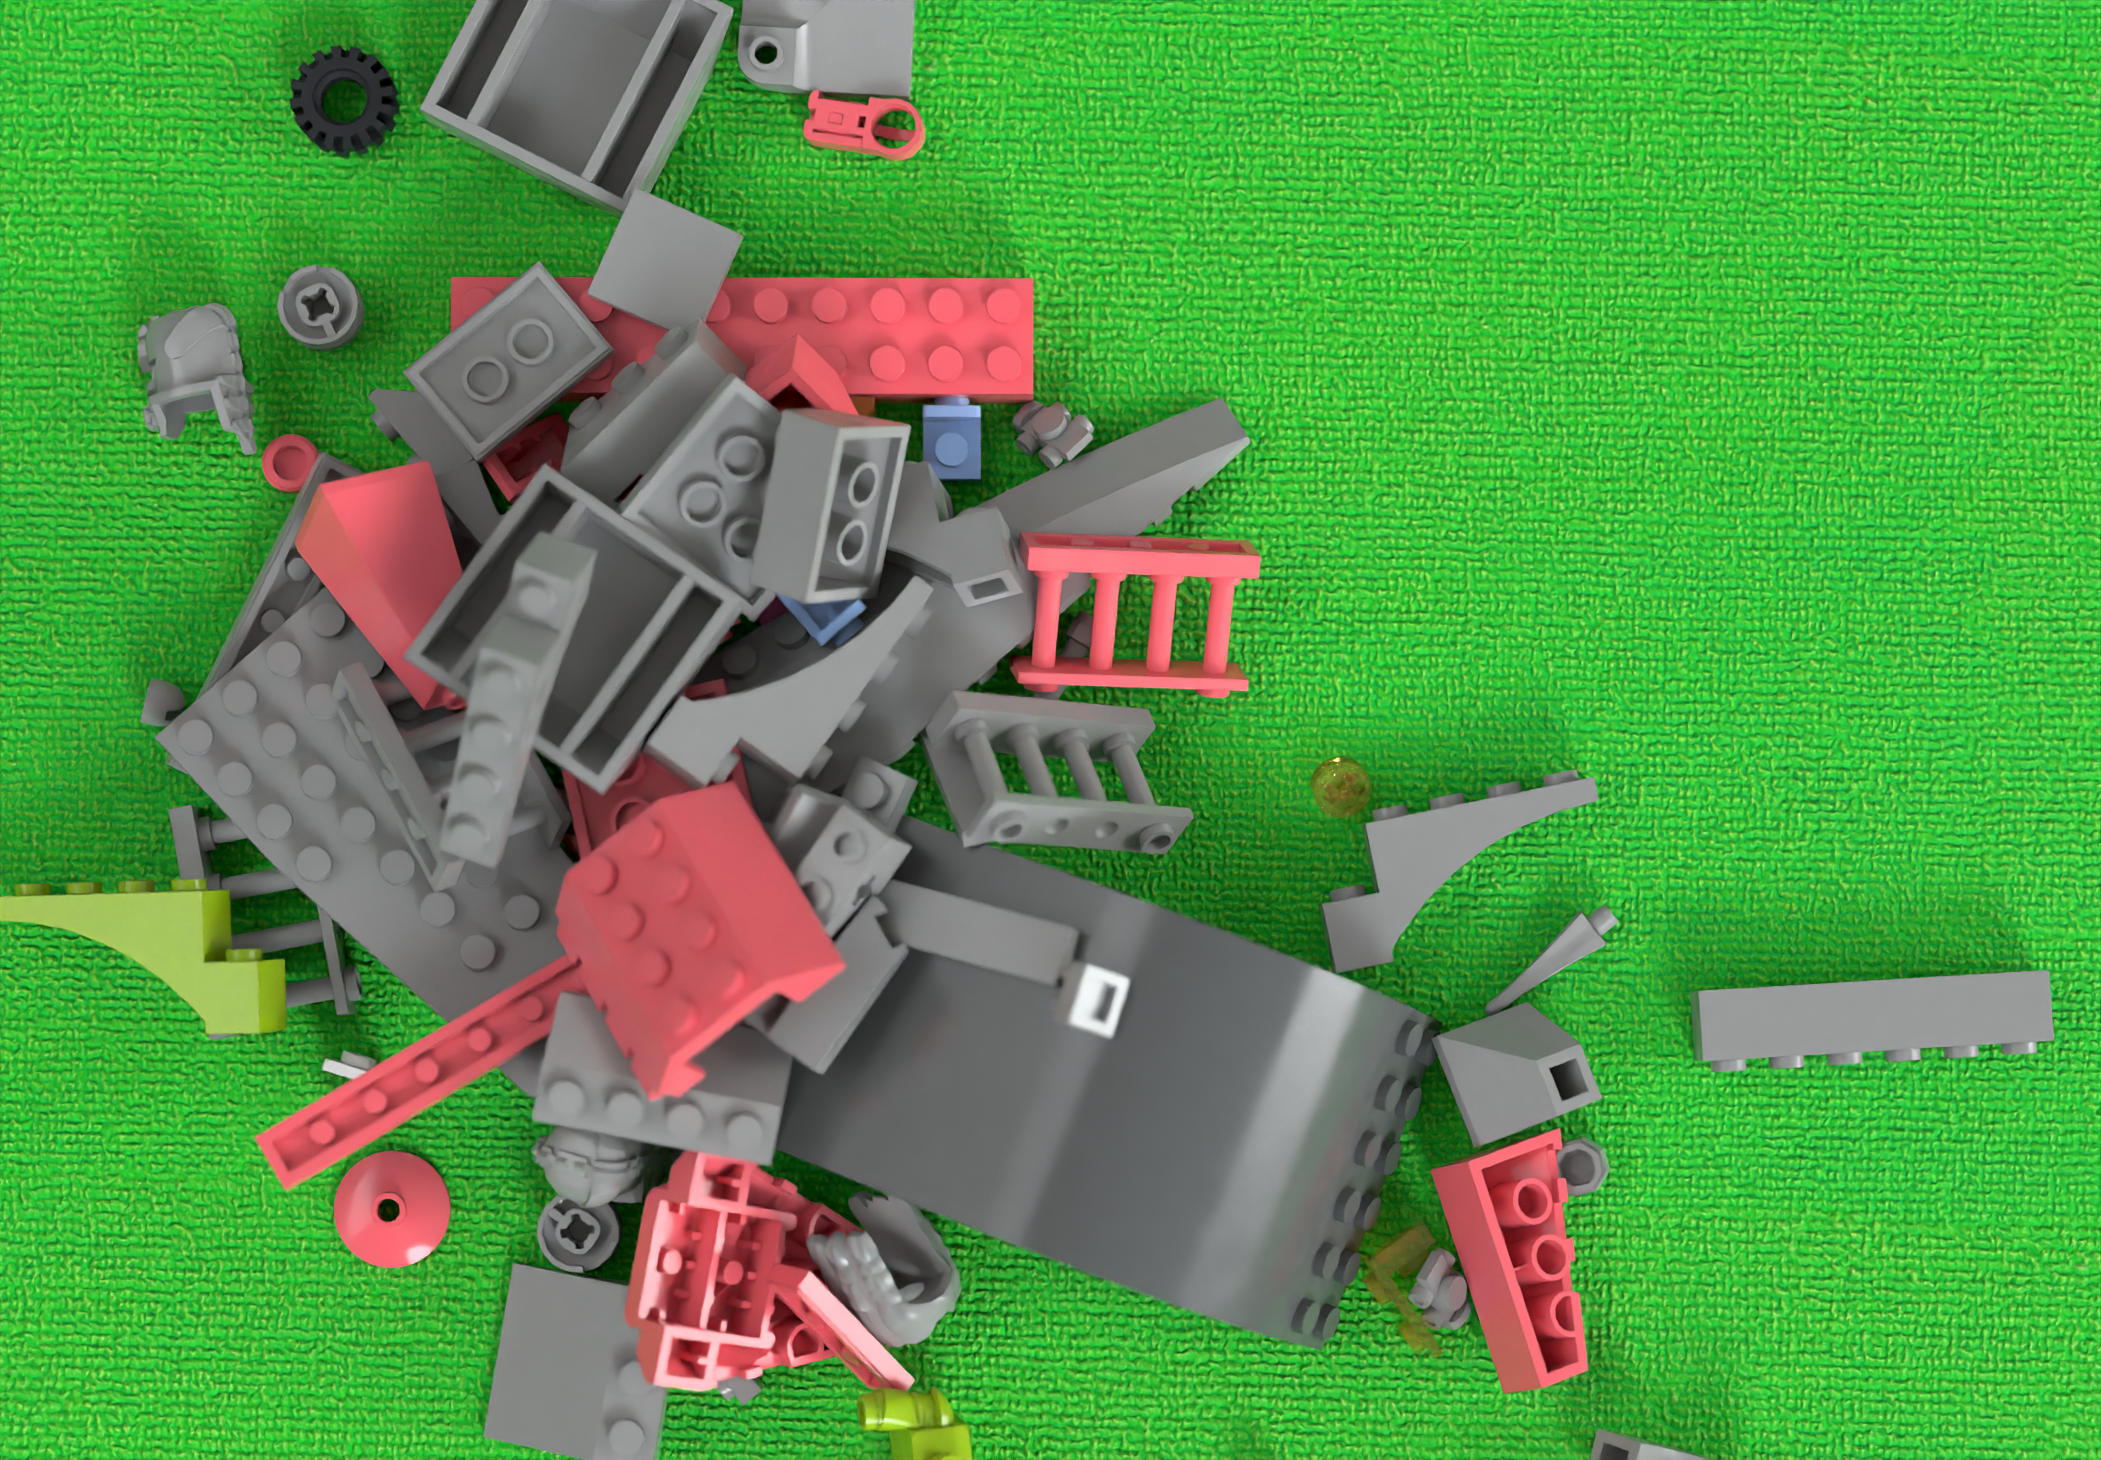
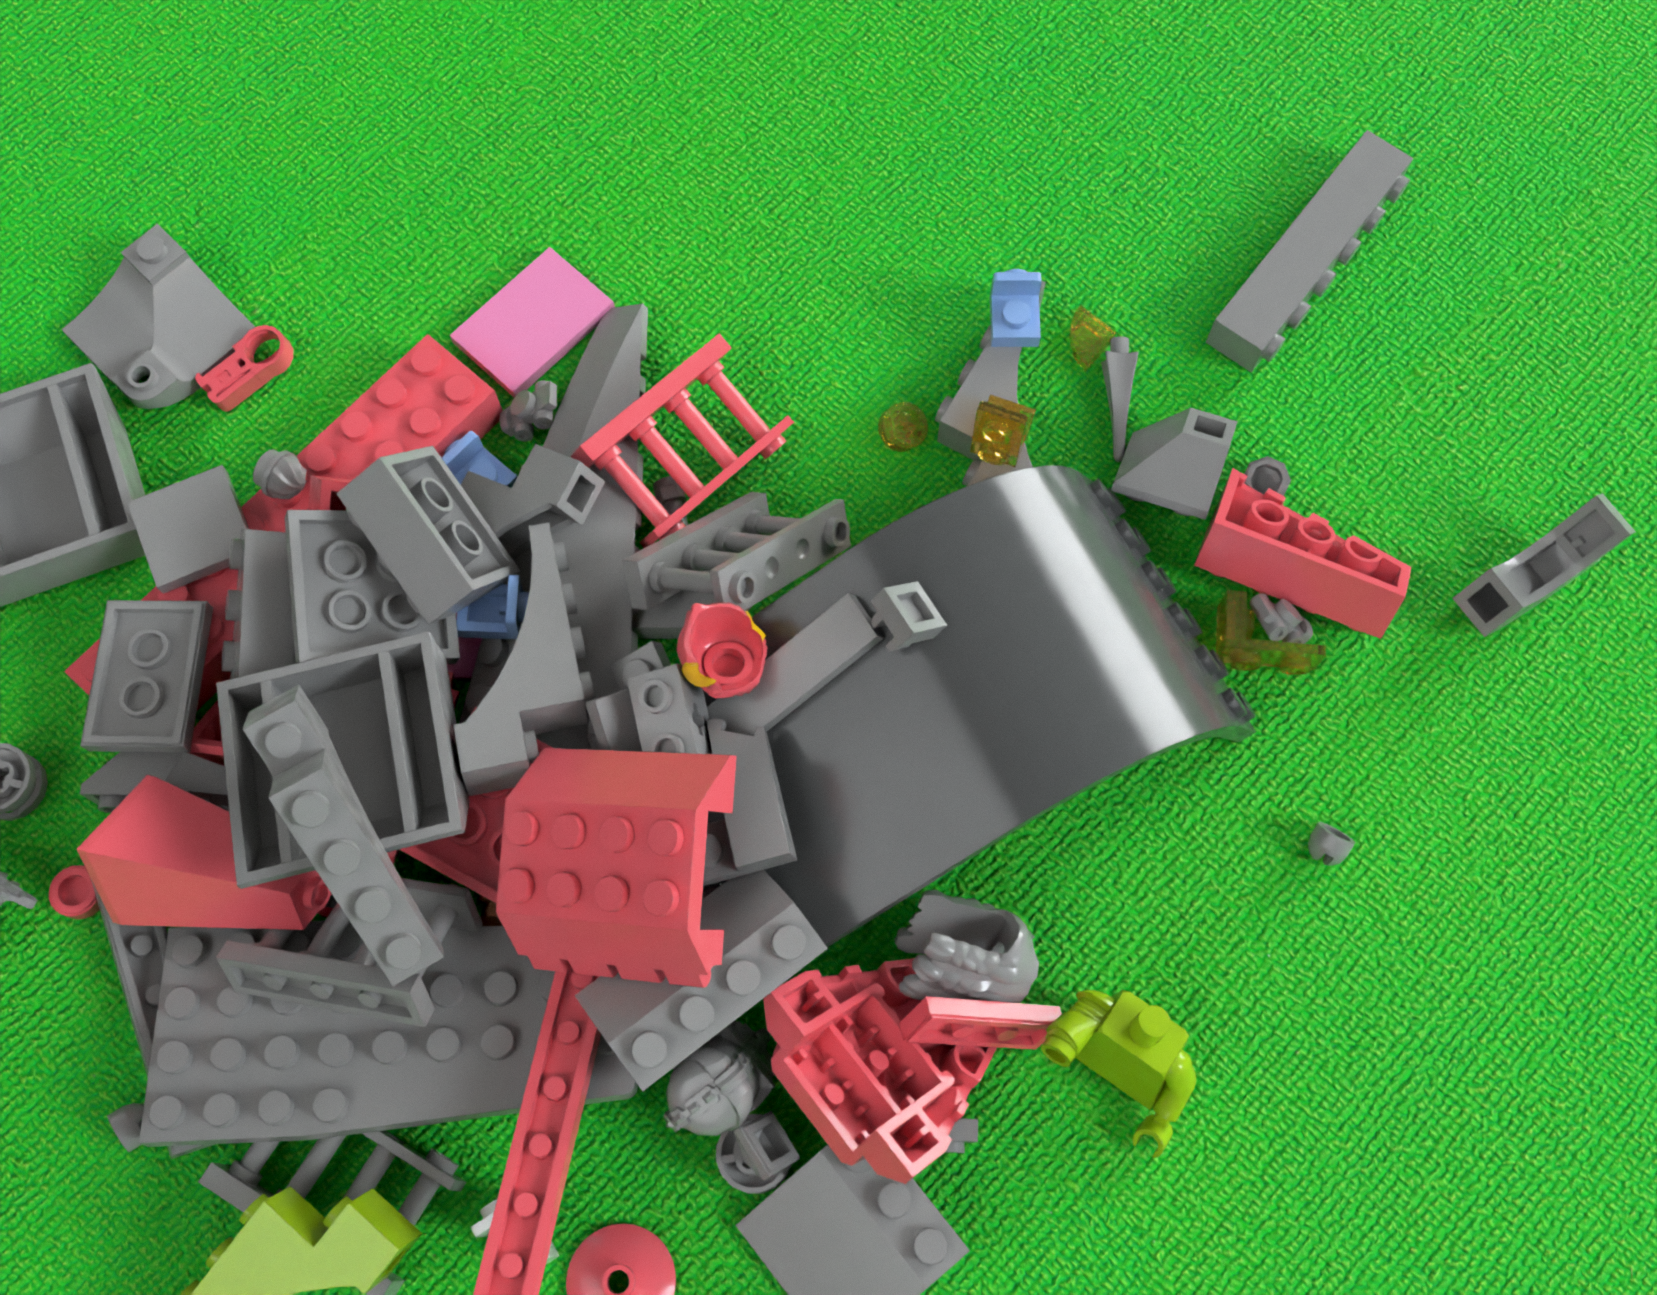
camera: 45 degrees left, 15 degrees down
(589, 1239) = (765, 1146): none -> light grey slope
(778, 297) = (279, 474): none -> light grey plate
(935, 862) = (721, 649): none -> coral hair
(1145, 343) = (532, 322): none -> bright pink tile
(1398, 893) = (1001, 430): none -> clear yellow bracket
(1534, 801) = (1015, 309): none -> light blue bracket
(1592, 878) = (1088, 337): none -> clear yellow tile

